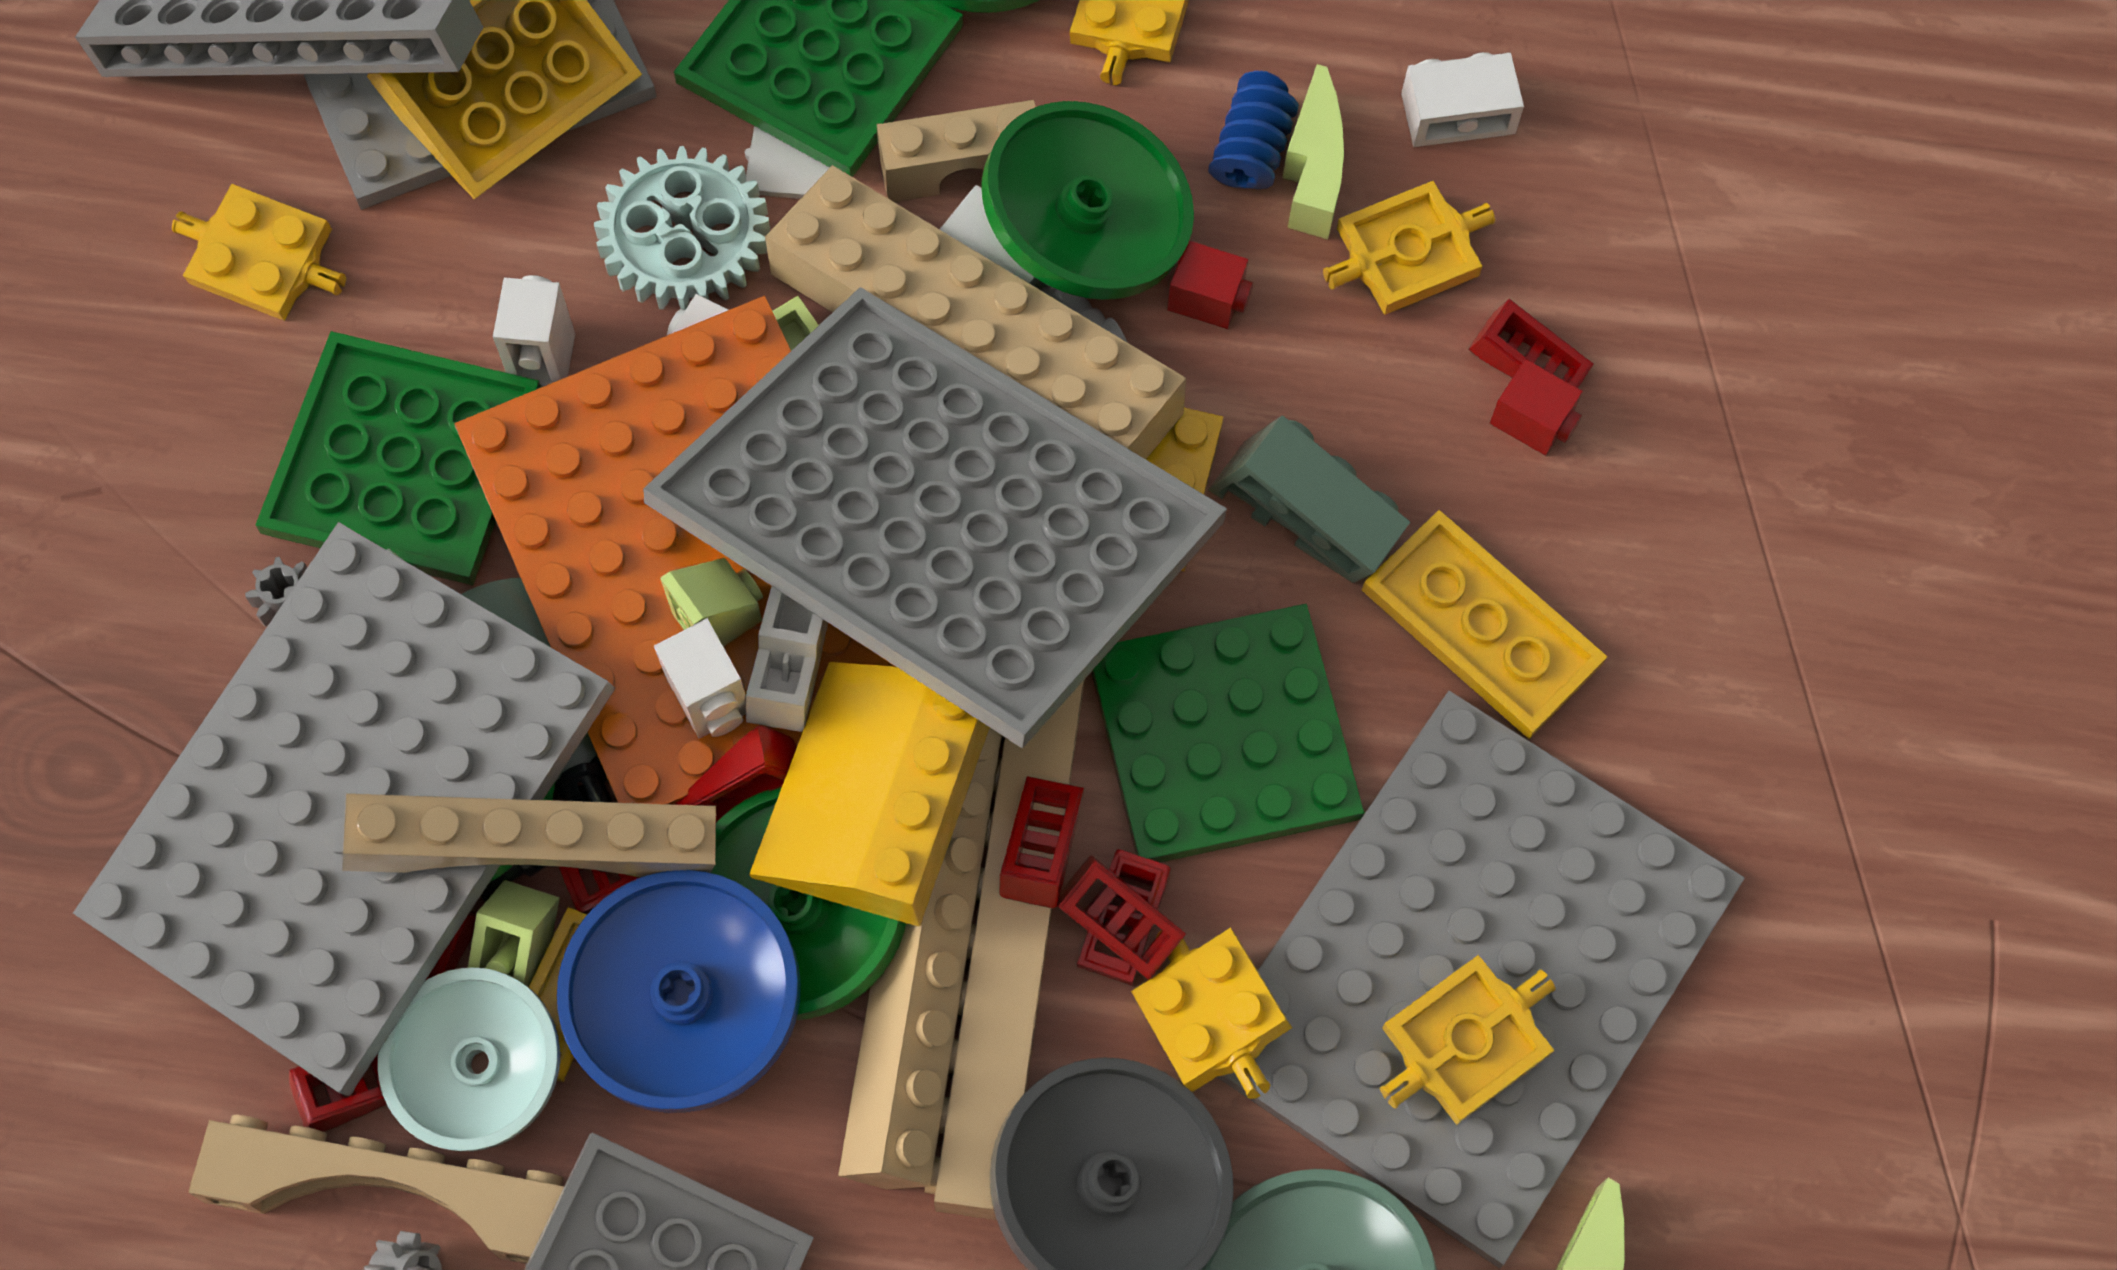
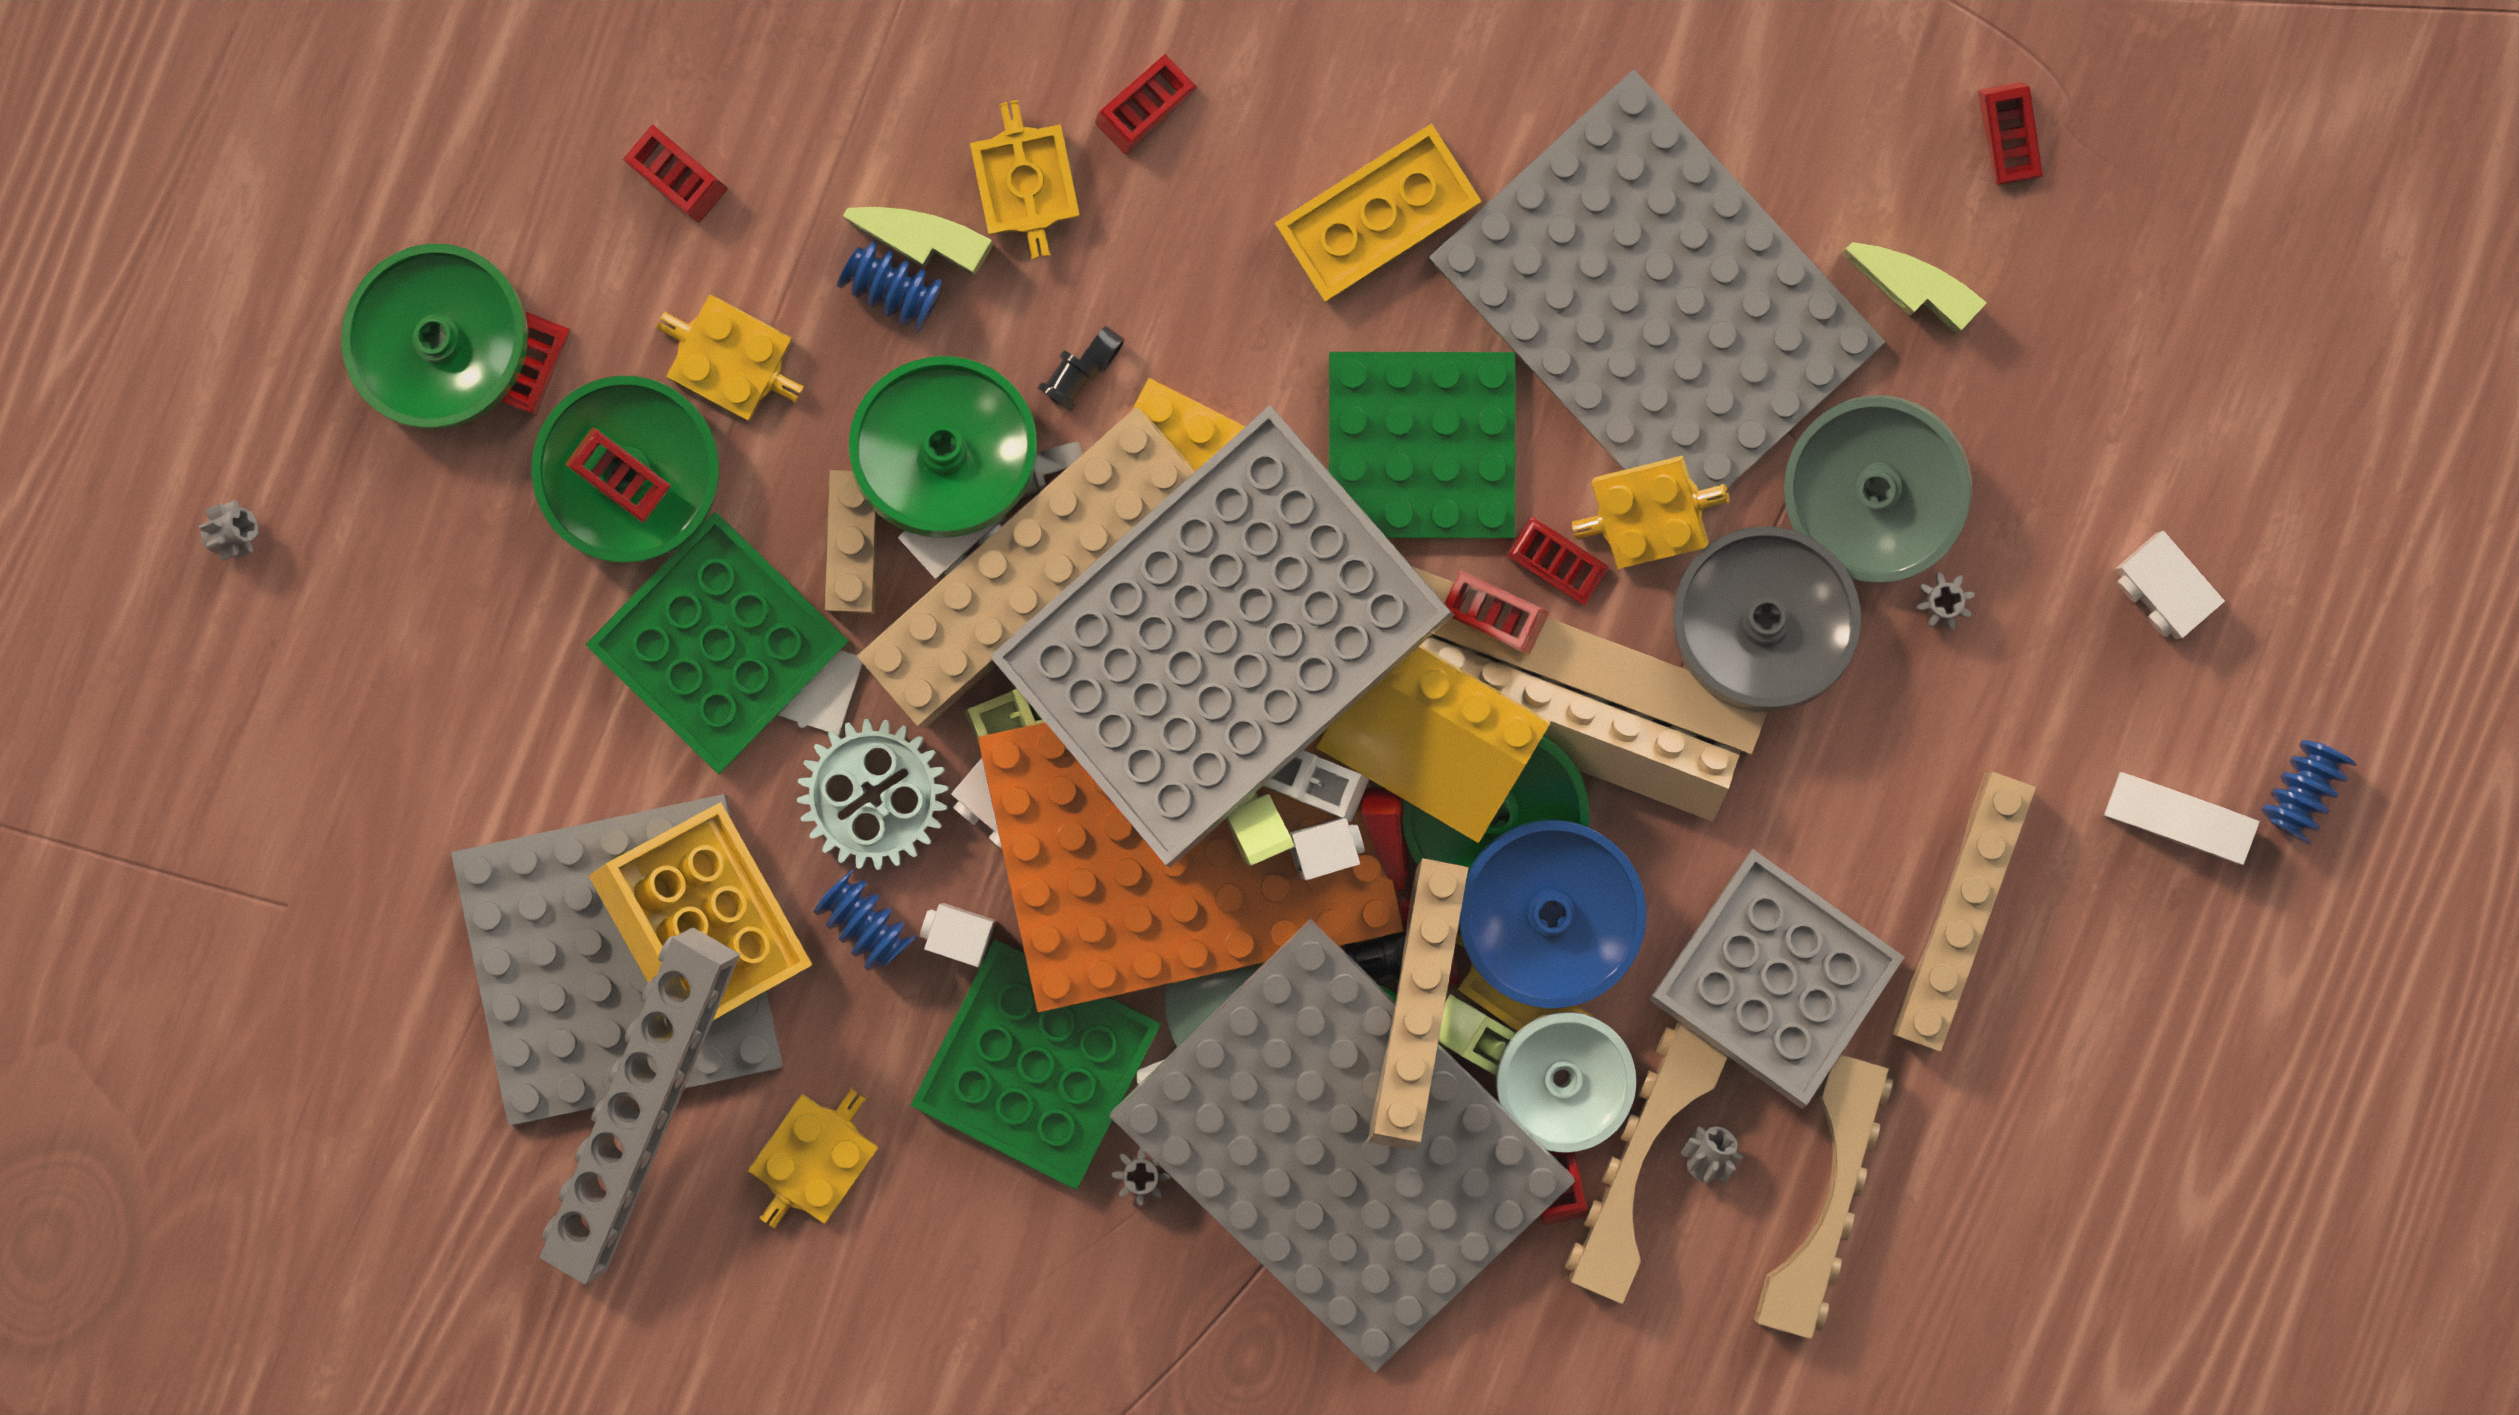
camera: 80 degrees left, 20 degrees up
(535, 235) = (863, 922): none -> blue piece
(1160, 948) = (1549, 591): red slope -> none
(1209, 285) = (1027, 358): red brick -> none
(1233, 356) = (1075, 372): none -> black connector
(1314, 498) = (1244, 325): sand green wedge -> none
(1462, 99) = (892, 95): white brick -> none
(1467, 1039) = (1719, 324): yellow plate -> none
(1537, 408) = (1201, 114): red brick -> none

